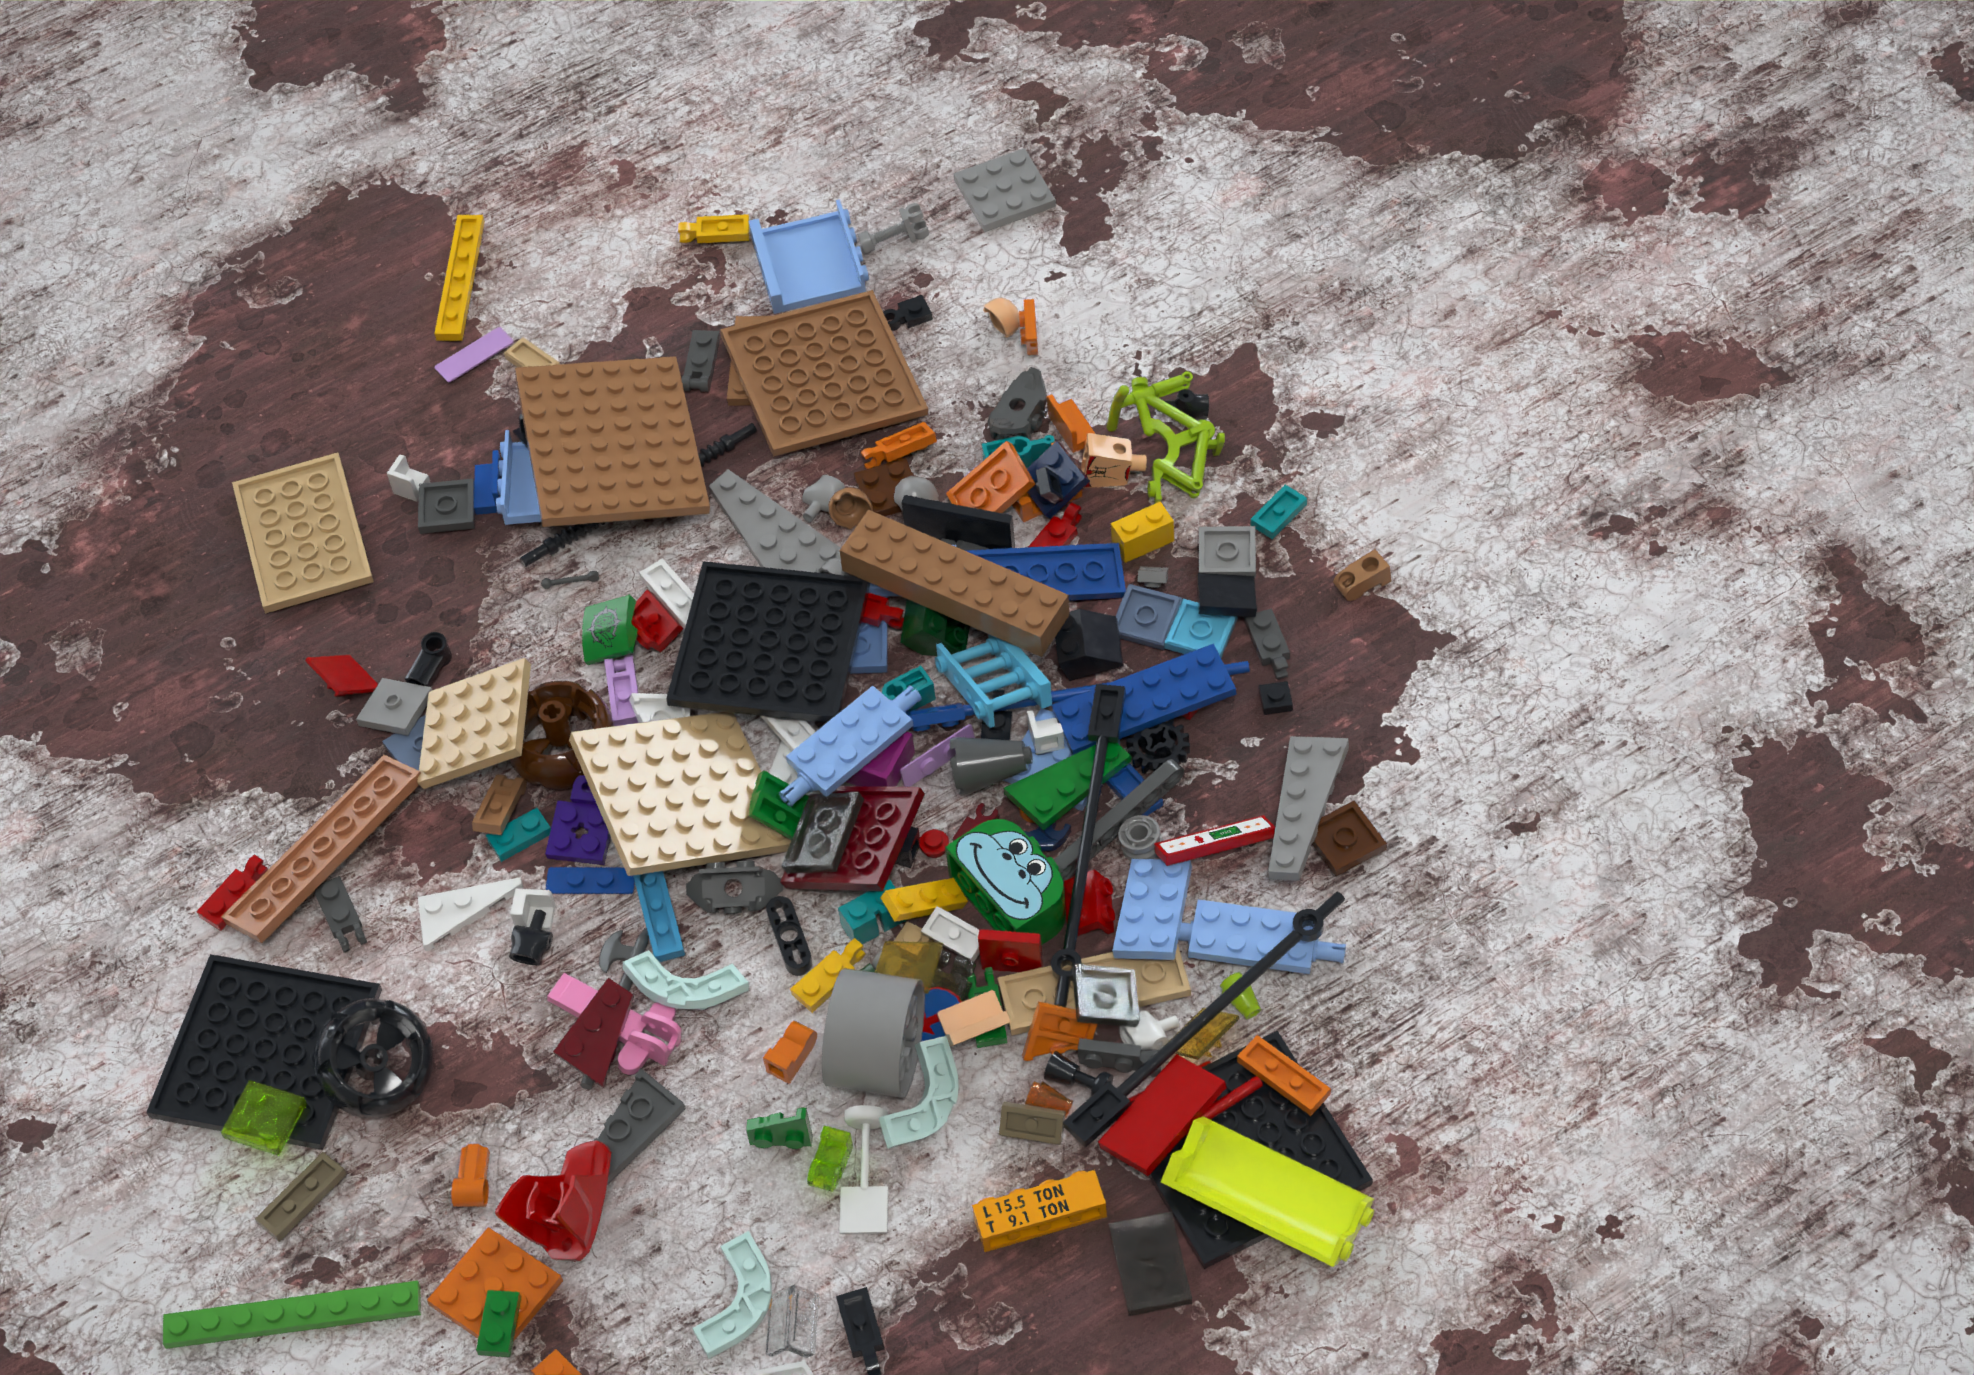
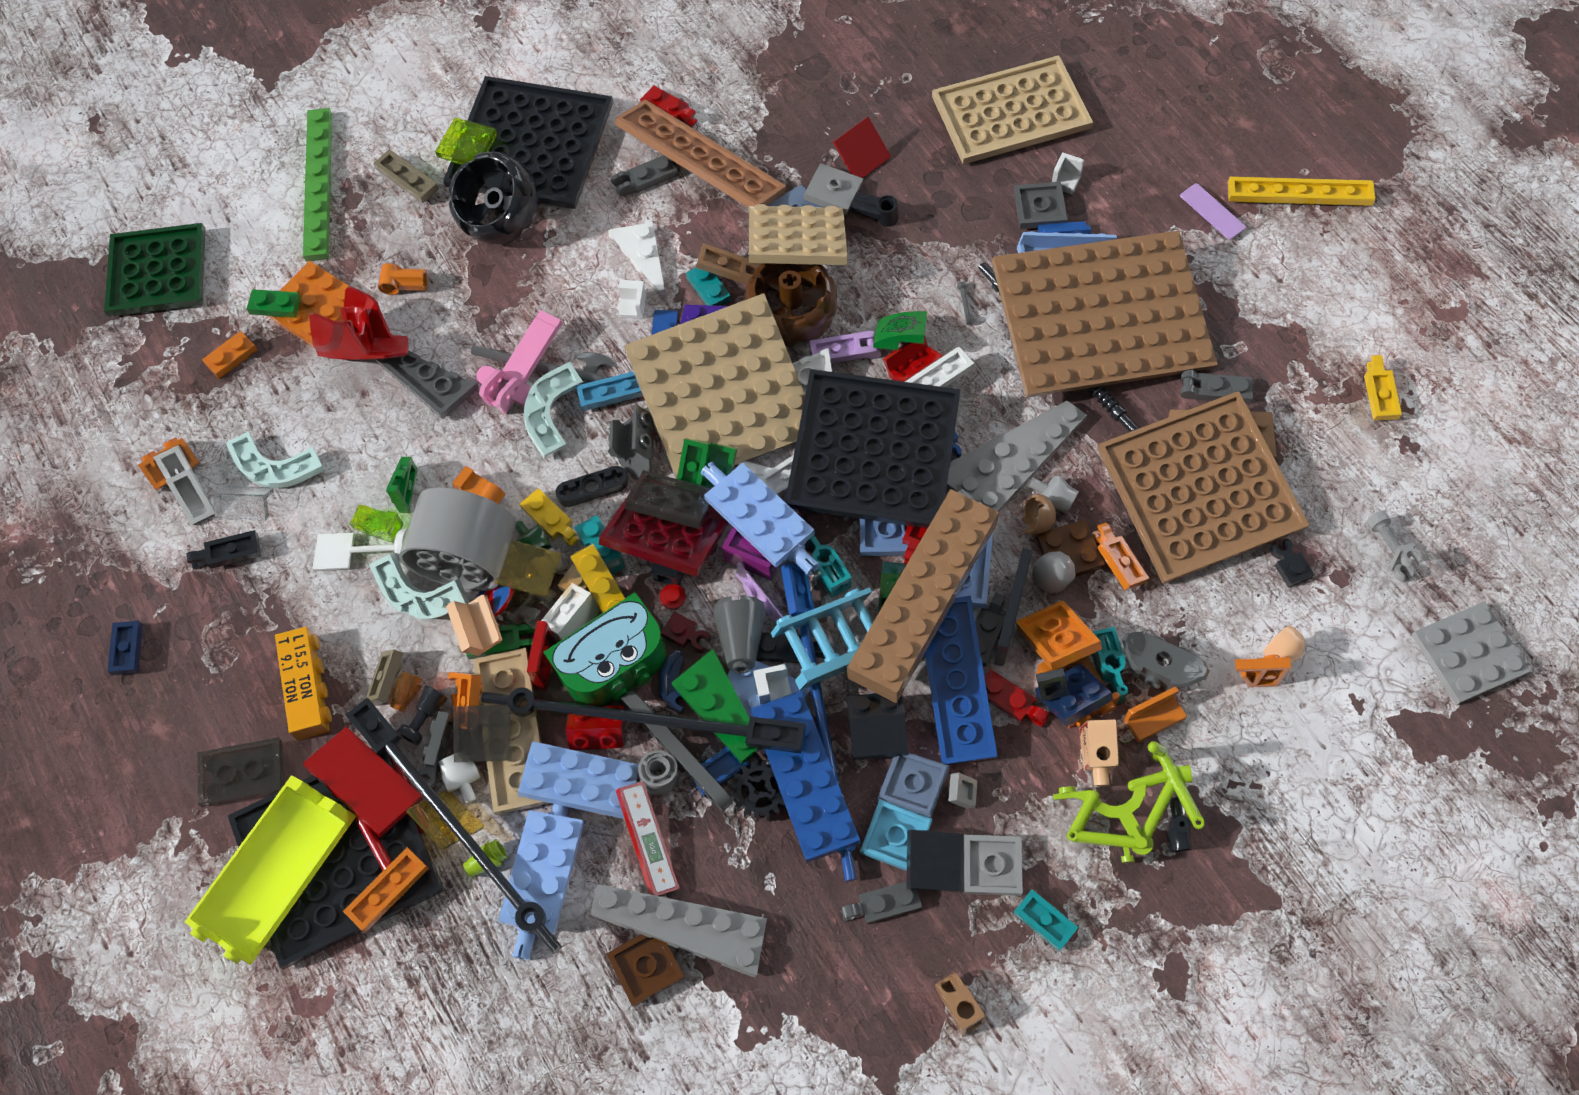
camera: 90 degrees right, 10 degrees up
(527, 354) = (1210, 255): tan tile -> none
(530, 942) = (604, 300): black piece -> none
(595, 1034) = (505, 346): dark red wing -> none
(809, 260) = (1351, 470): light blue panel -> none
(1143, 531) = (1014, 780): yellow brick -> none
(1275, 698) = (816, 907): black plate -> none

